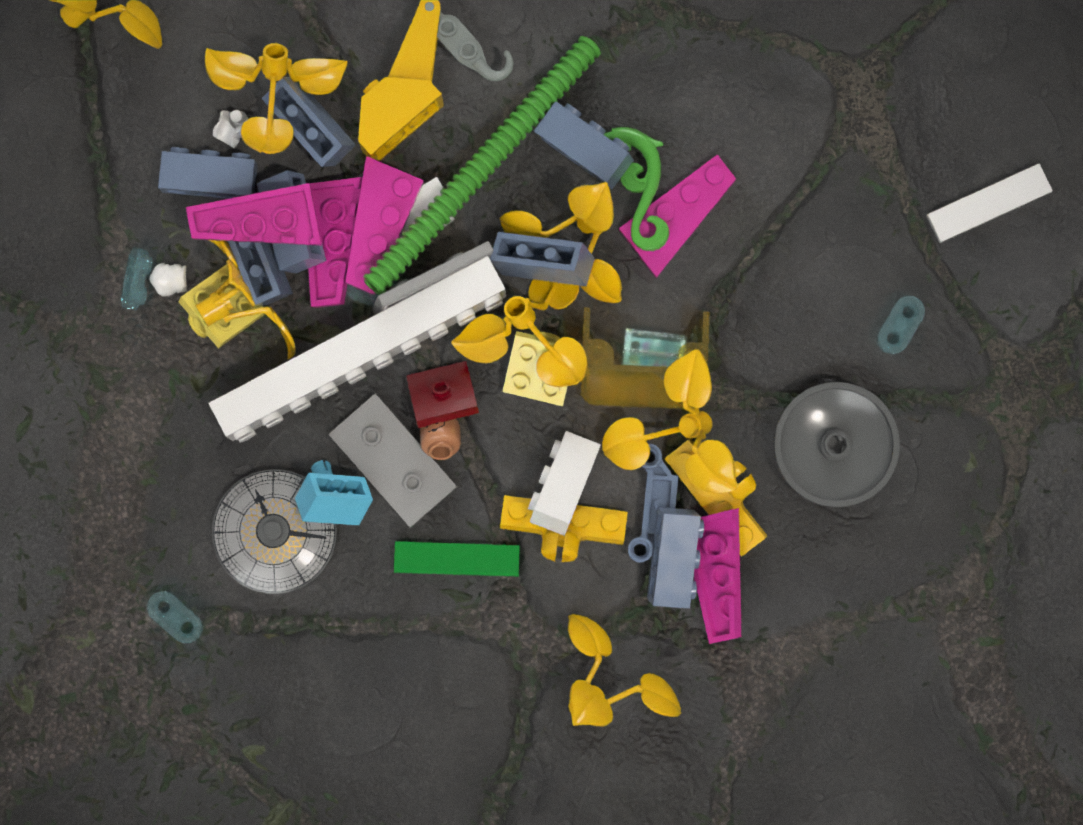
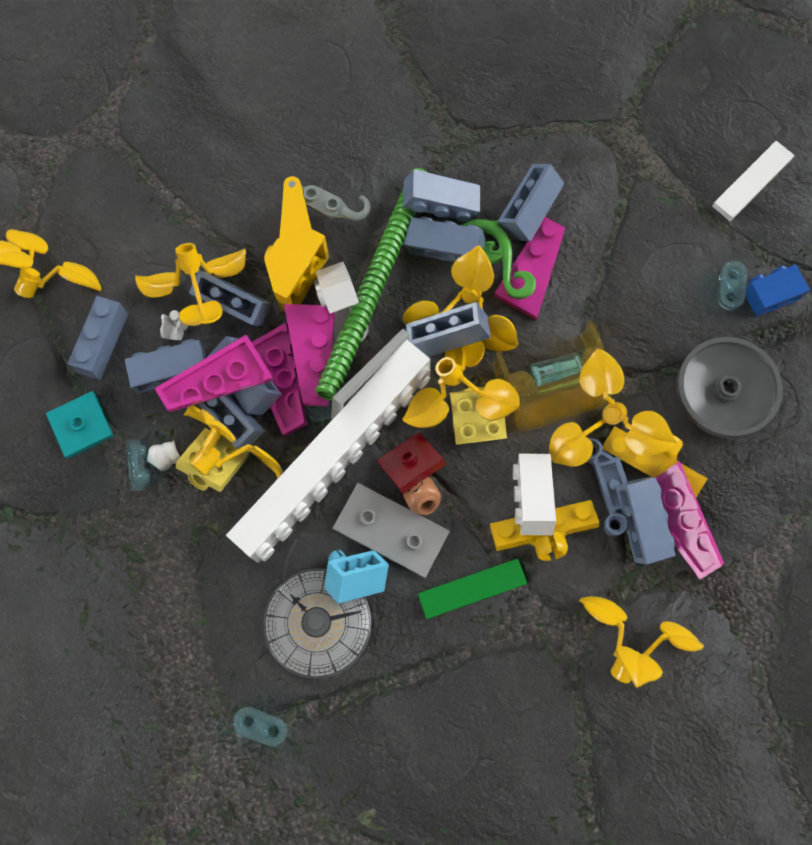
camera: 20 degrees left, 10 degrees down
(86, 206) = (80, 425): none -> teal plate
(139, 110) = (98, 338): none -> sand blue brick
(432, 159) = (335, 288): none -> white brick
(600, 88) = (441, 196): none -> brick
(706, 133) = (531, 202): none -> sand blue brick
(947, 349) = (776, 290): none -> blue brick

